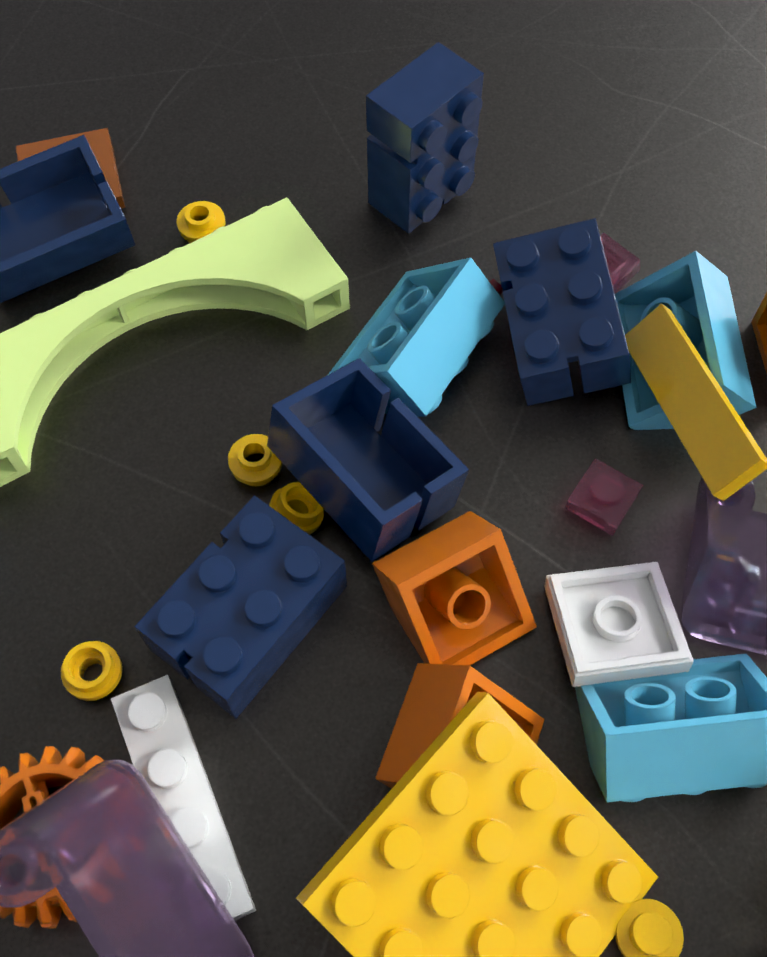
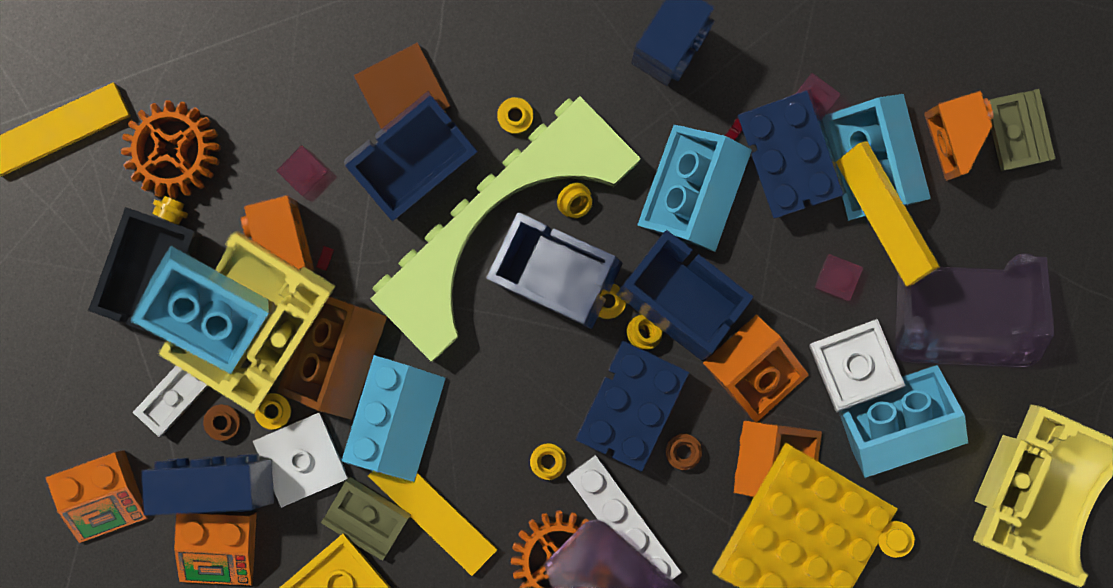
camera: 15 degrees left, 25 degrees up
(162, 387) = (554, 273): none -> piece
(260, 330) = (574, 200): none -> yellow plate
(305, 684) = (695, 451): none -> dark orange plate

